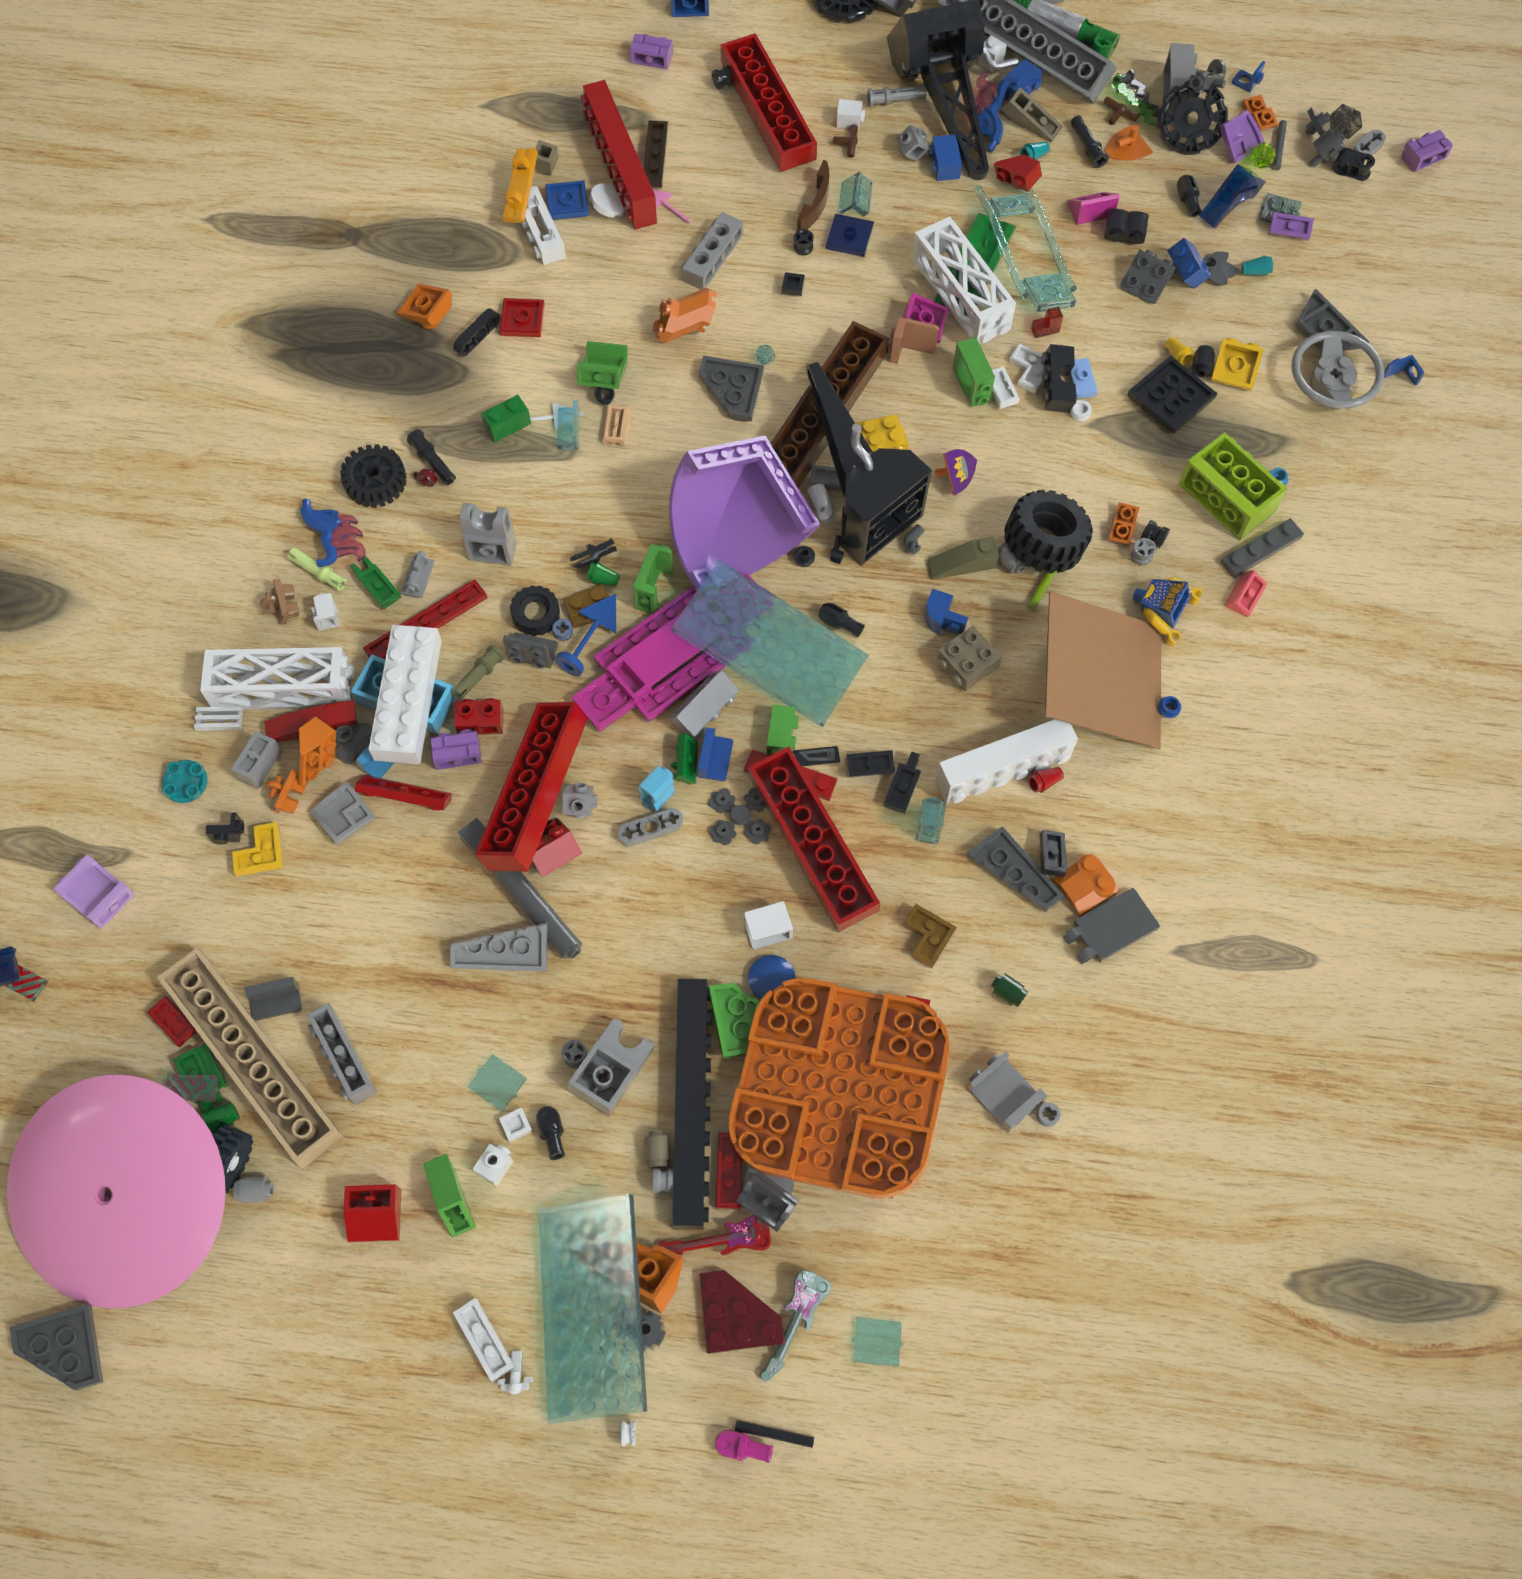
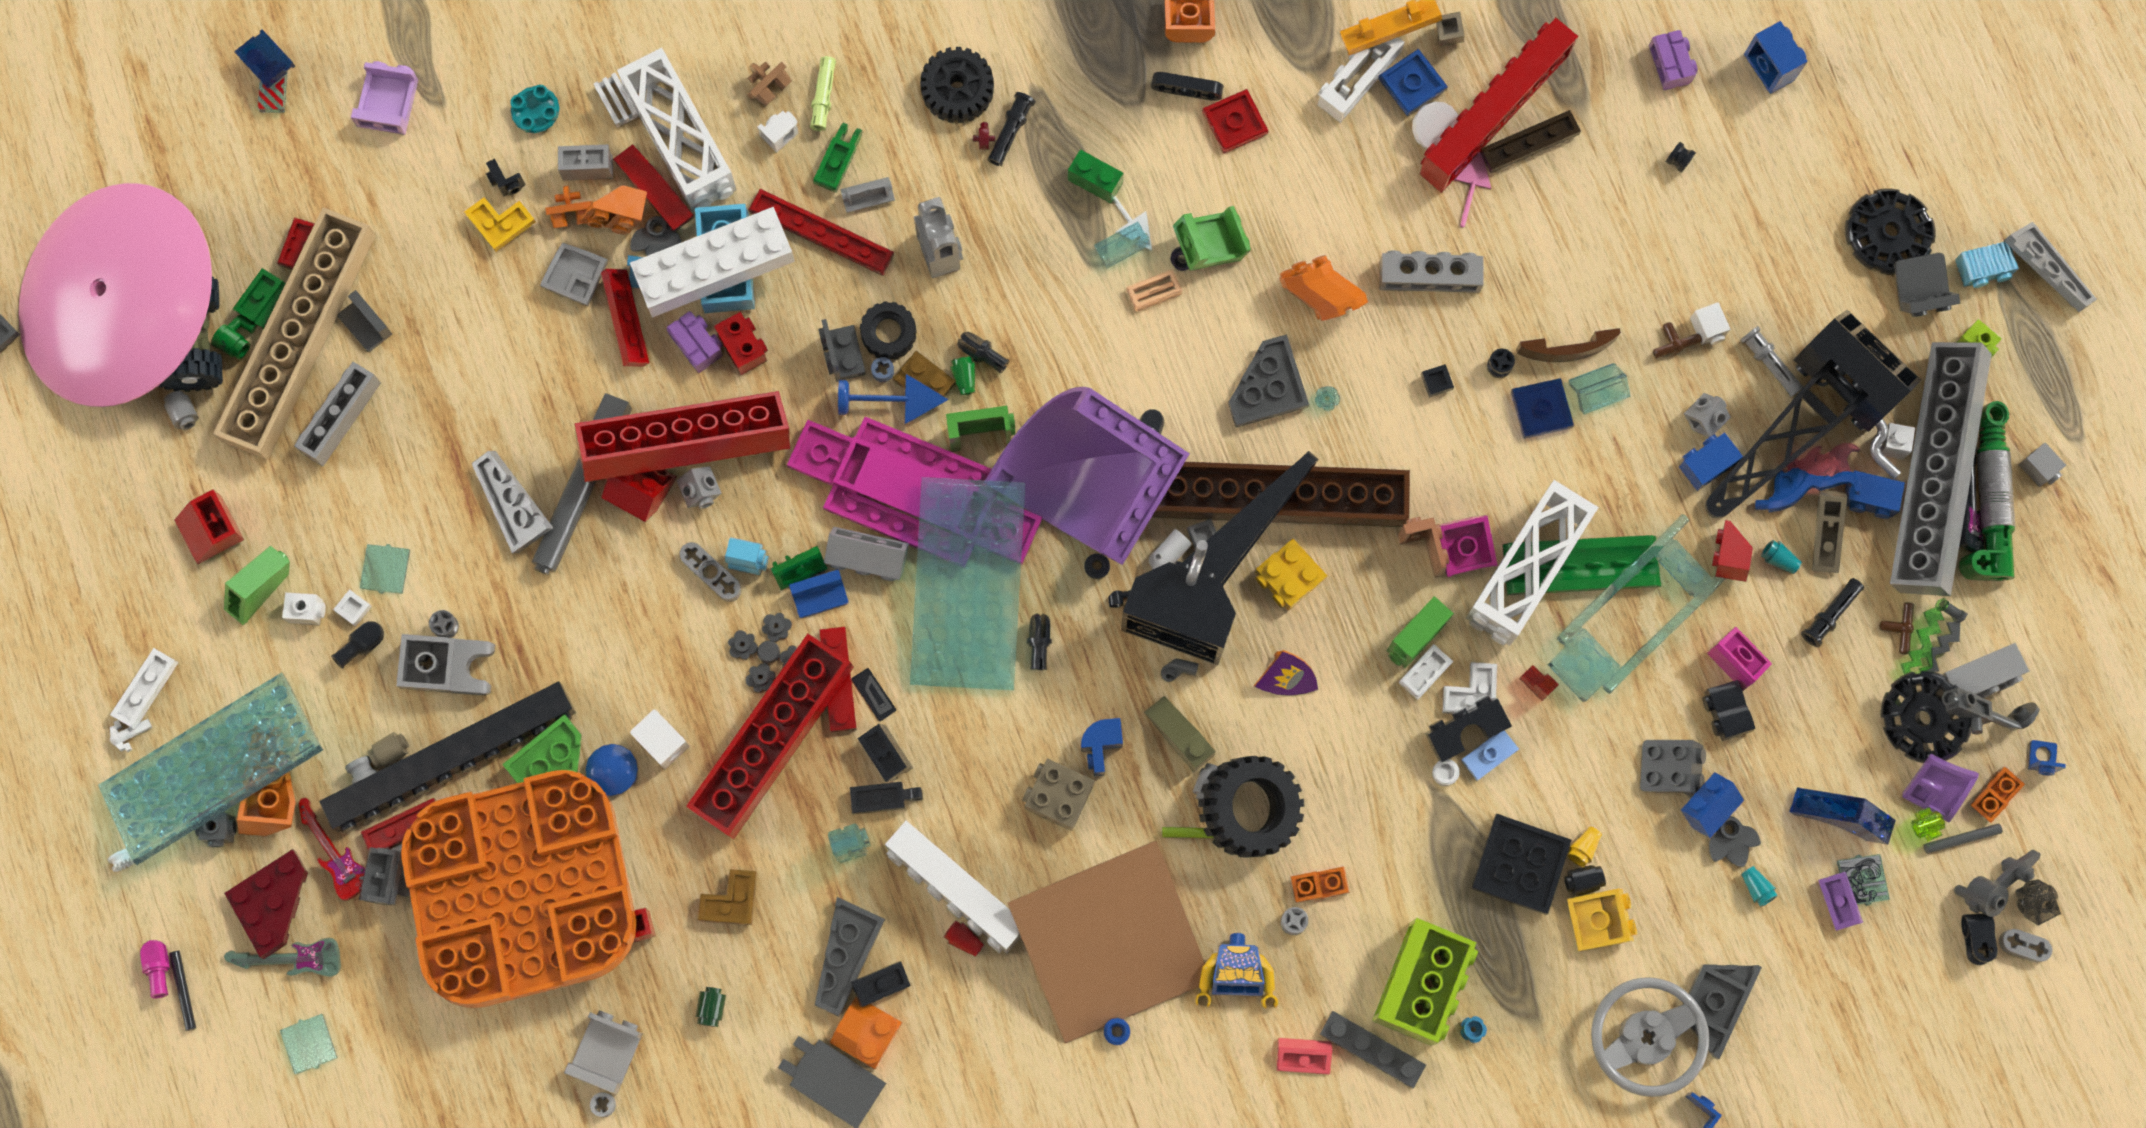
camera: 60 degrees right, 10 degrees up
(194, 1087) = (242, 301): clear light blue tile -> none
(337, 533) = (873, 88): piece -> none
(483, 666) = (796, 316): olive pin -> none
(769, 102) = (1670, 225): red brick -> none
(781, 729) = (877, 645): bright green brick -> none
(1127, 145) = (1858, 659): orange shield -> none
(1155, 533) = (1322, 924): black wheel -> none
(1189, 194) = (1819, 763): black arm -> none
(1426, 150) = (2053, 1017): medium lavender brick -> none

